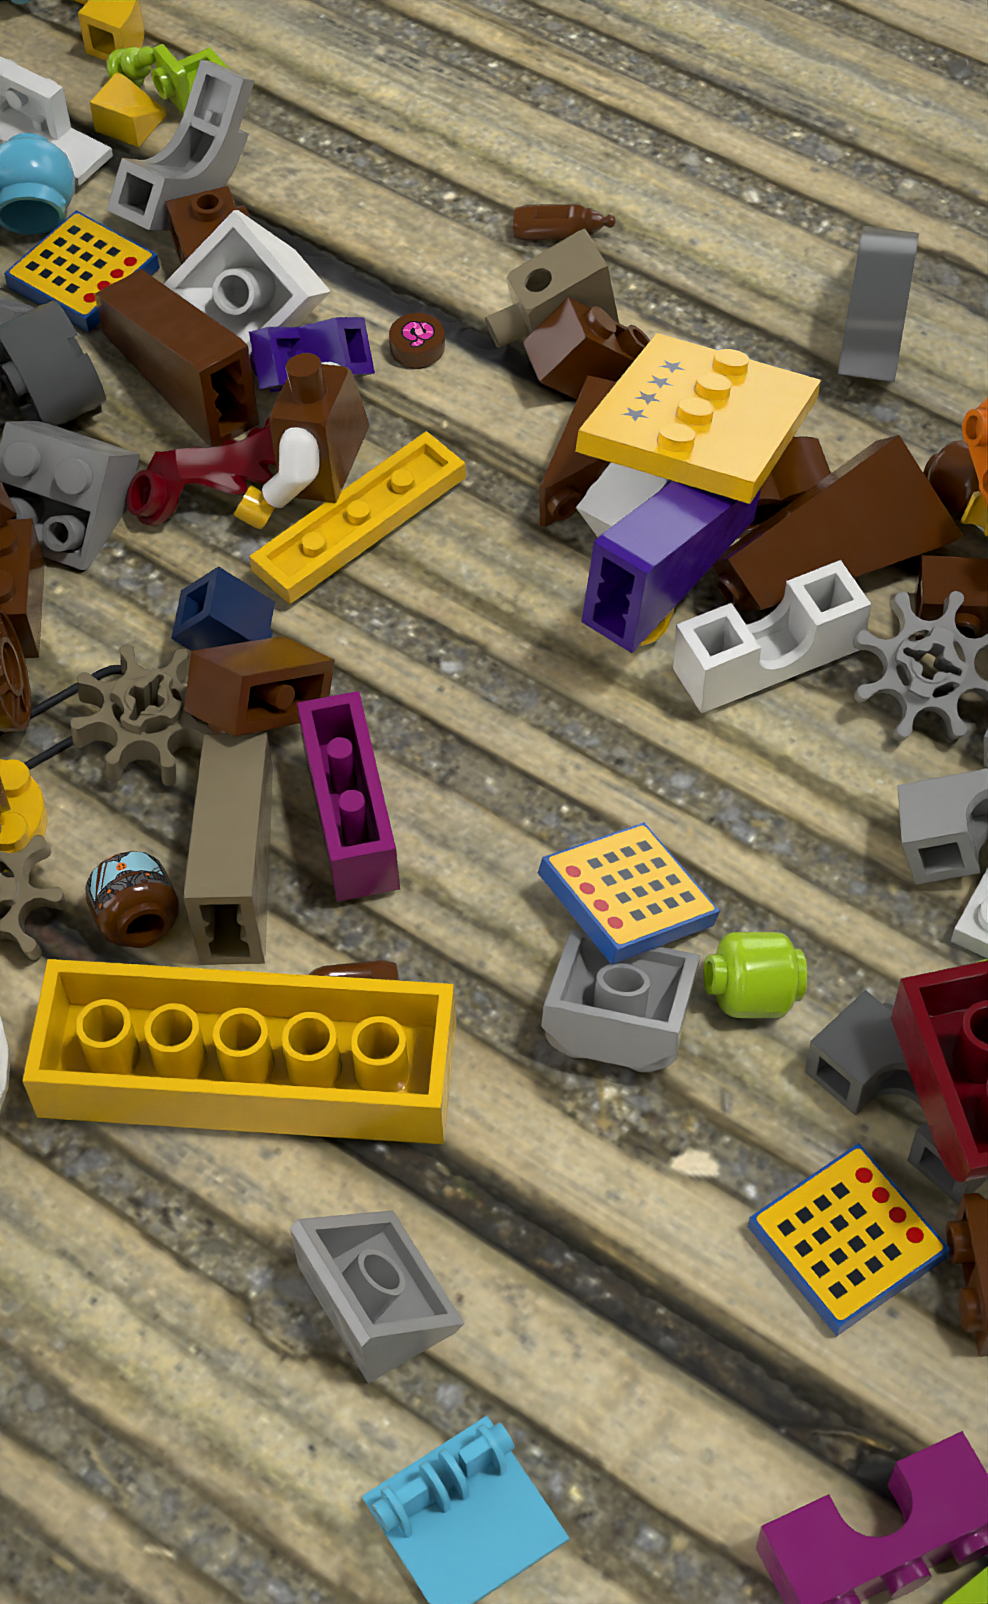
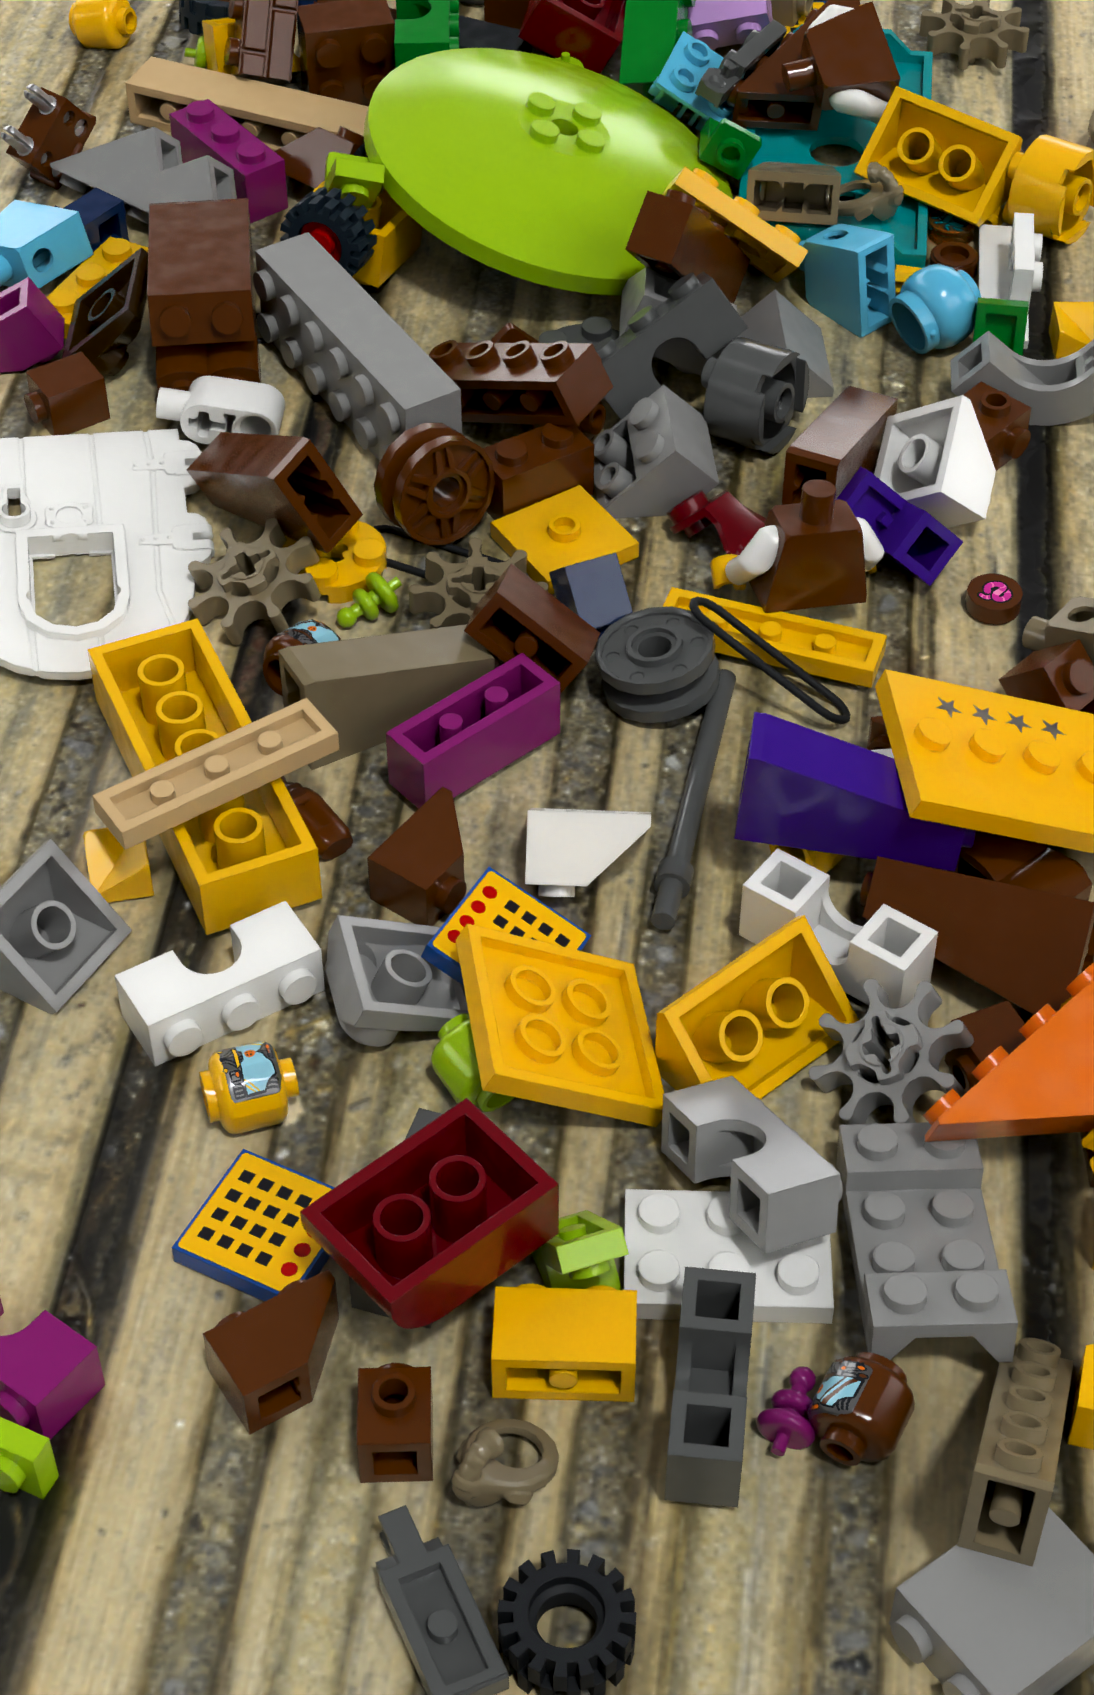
camera: 60 degrees right, 10 degrees down
(75, 813) = (366, 602): none -> lime hair
(76, 264) = (897, 372): yellow tile -> none
(95, 156) = (1004, 320): none -> green bracket
(98, 608) = (563, 533): none -> yellow plate
(305, 1181) = (116, 871): none -> yellow slope
(315, 1029) = (215, 773): none -> tan plate
(319, 535) = (693, 605): none -> black piece
(342, 581) = (657, 665): none -> dark grey wheel
(481, 911) = (421, 864): none -> reddish brown slope
(534, 774) = (576, 845): none -> white slope
(539, 1206) = (181, 1009): none -> white arch
(604, 725) = (675, 870): none -> dark grey bar
(682, 1181) = (248, 1087): none -> head
(768, 889) = (559, 1026): none -> yellow plate
(827, 750) = (754, 1016): none -> yellow slope

